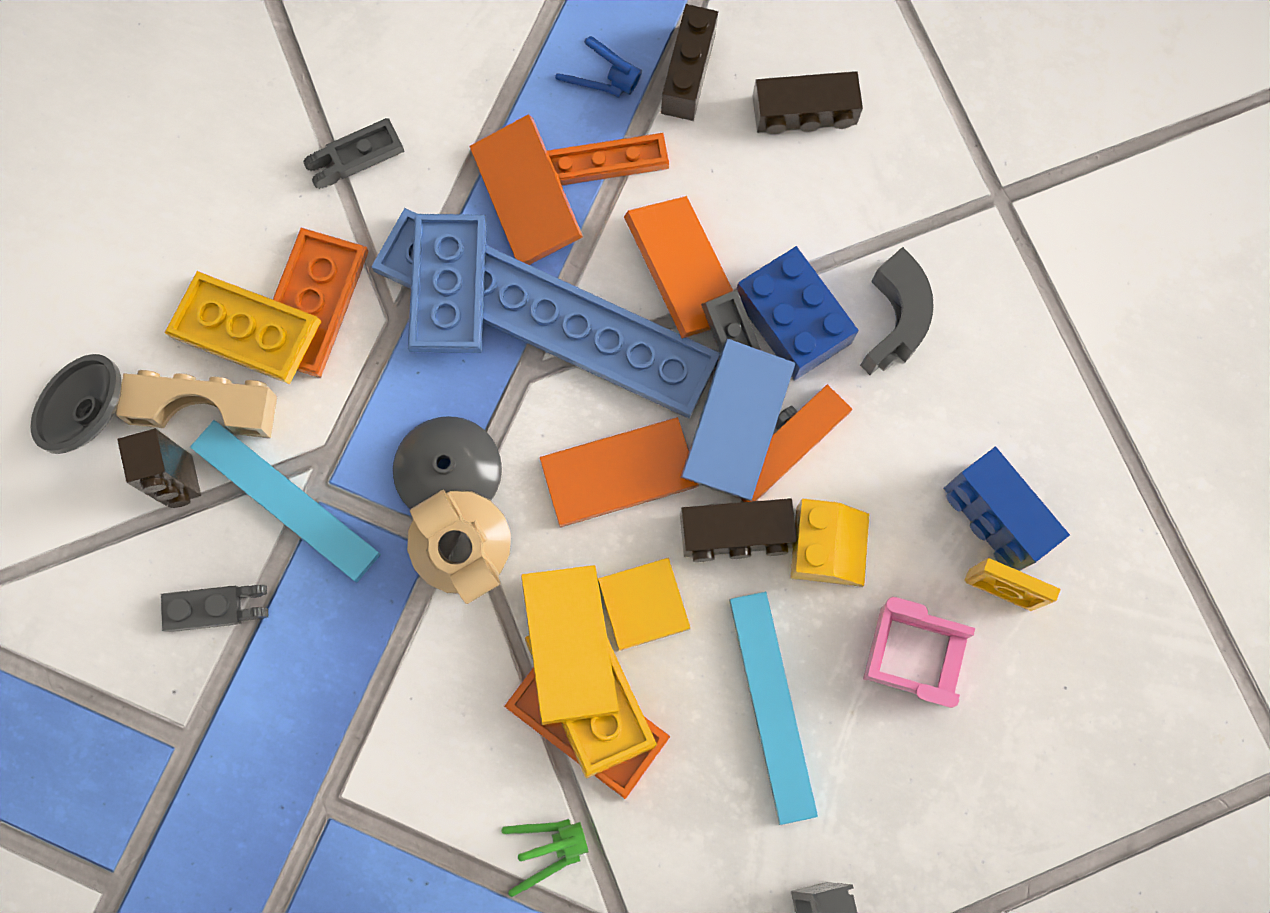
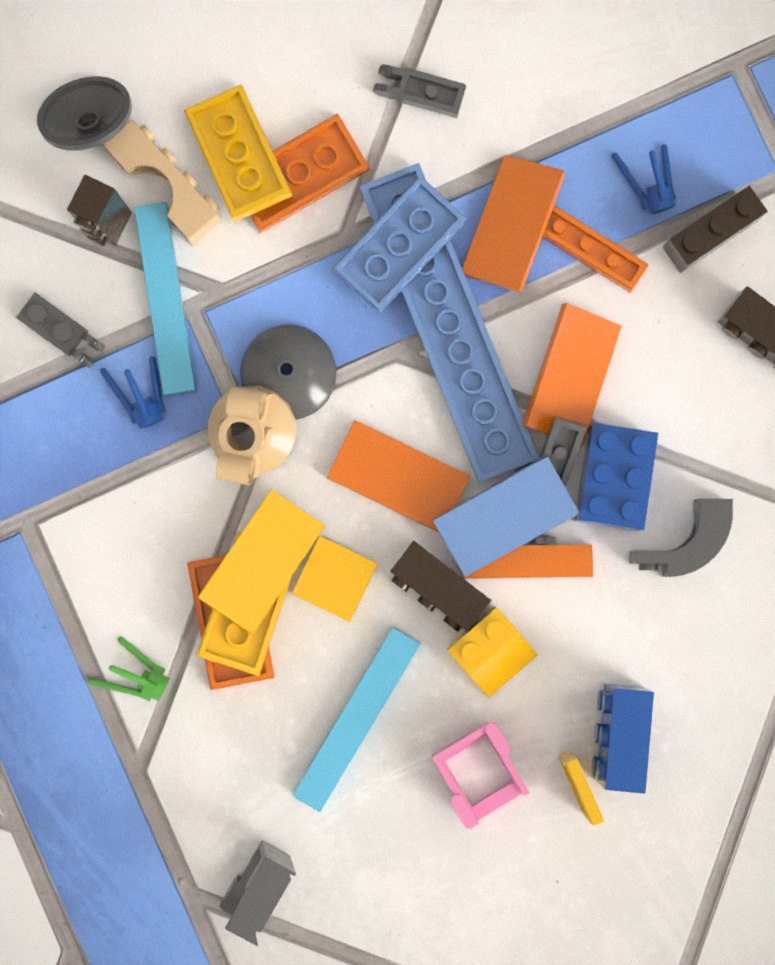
camera: 50 degrees right, 10 degrees up
(351, 608) = (146, 411): none -> blue plant

